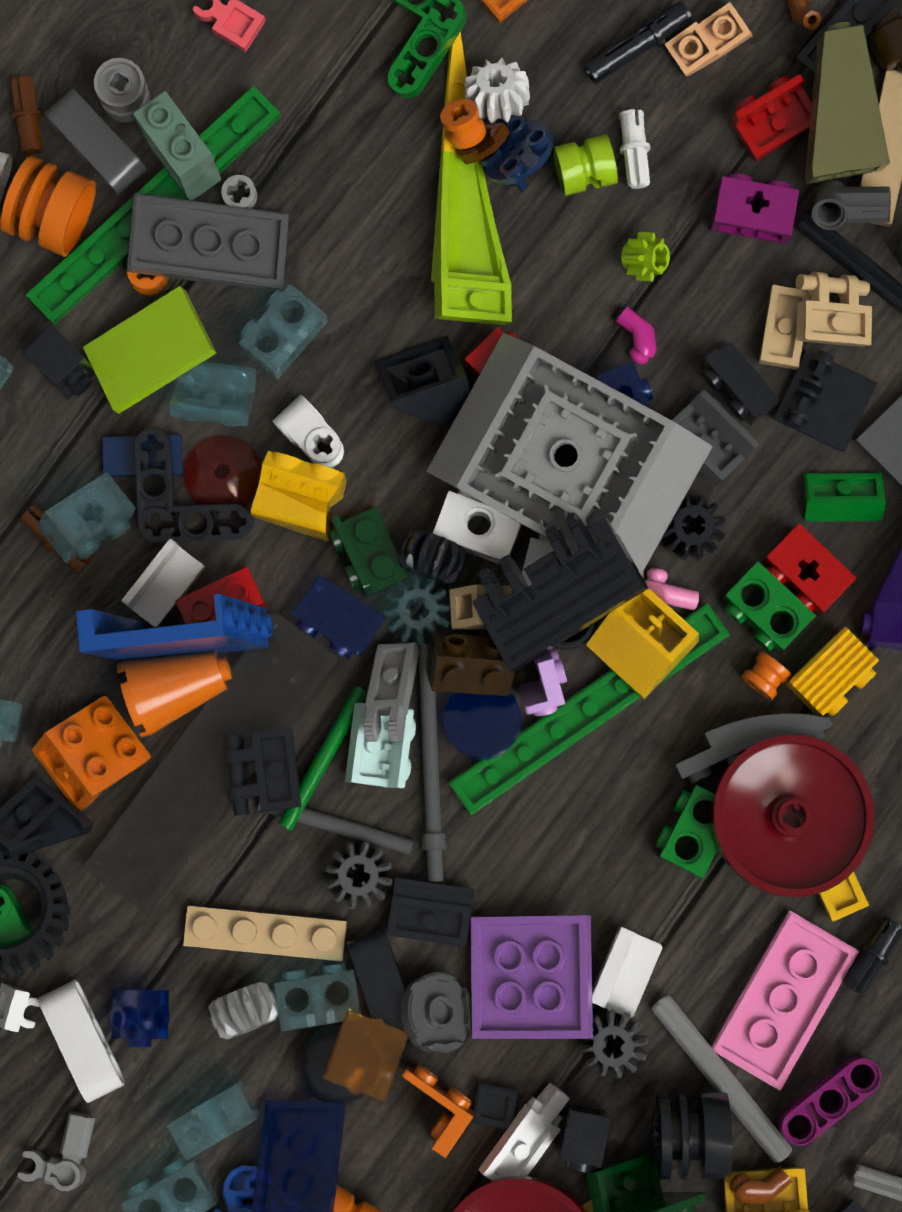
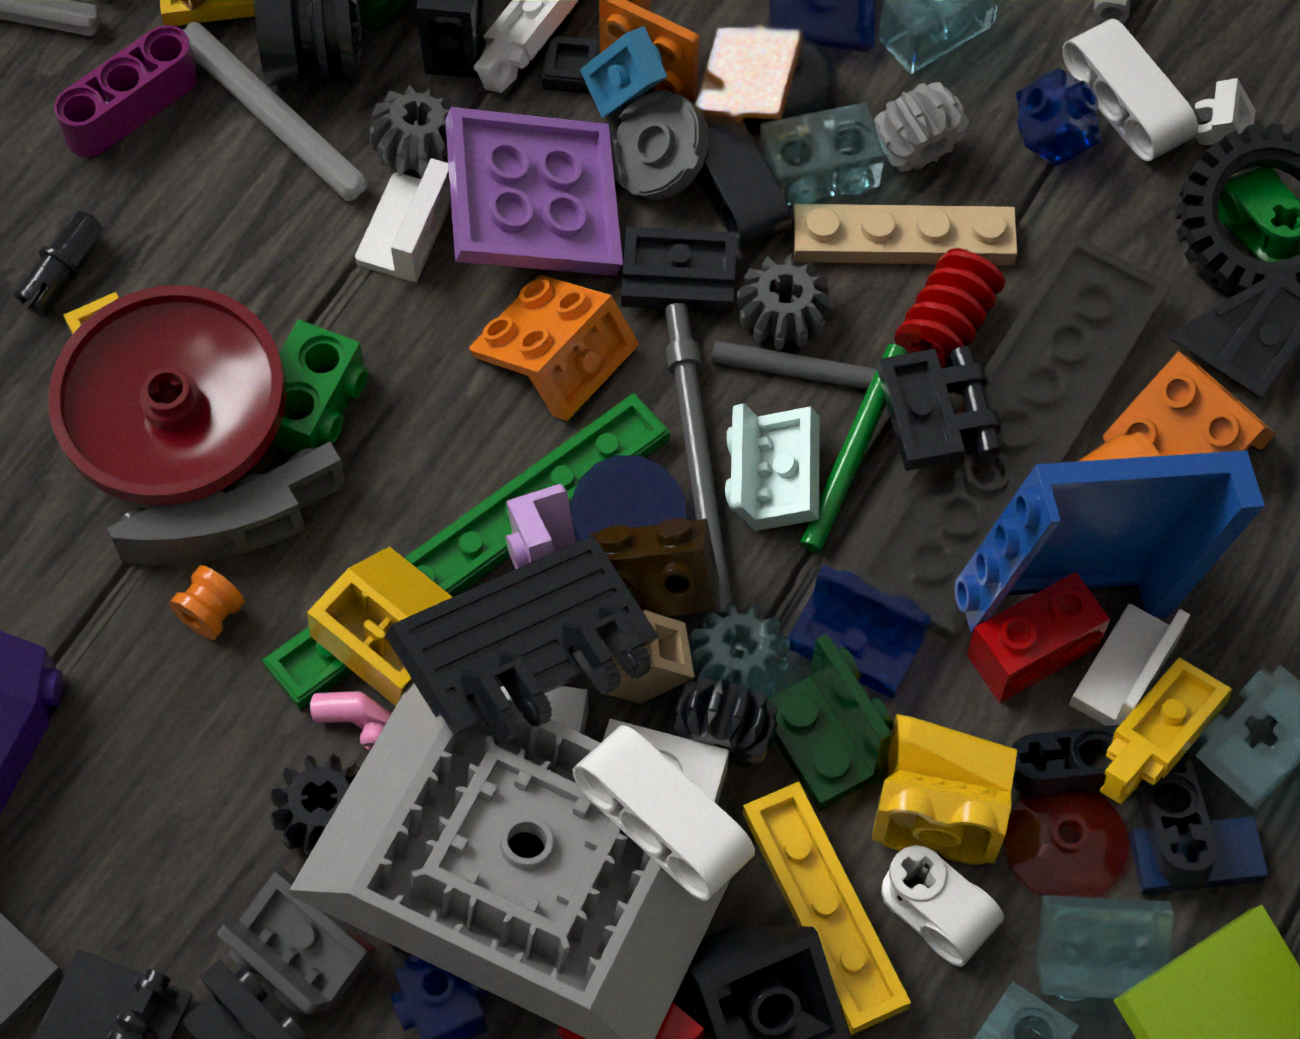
camera: 175 degrees right, 20 degrees down
(152, 528) = (1162, 728): none -> yellow hinge
(242, 859) = (951, 304): none -> red piece
(381, 439) = (824, 898): none -> yellow plate
(390, 689) = (768, 529): light grey hinge -> none
(457, 1068) = (623, 72): none -> dark azure plate
(480, 462) = (663, 812): none -> white beam
(524, 860) = (560, 339): none -> orange bracket
(774, 600) = (194, 705): green brick -> none
(784, 1000) = (186, 204): bright pink tile -> none
(803, 550) = (154, 786): red brick -> none
(833, 673) = (105, 613): yellow brick -> none
(843, 497) = (81, 884): green slope -> none

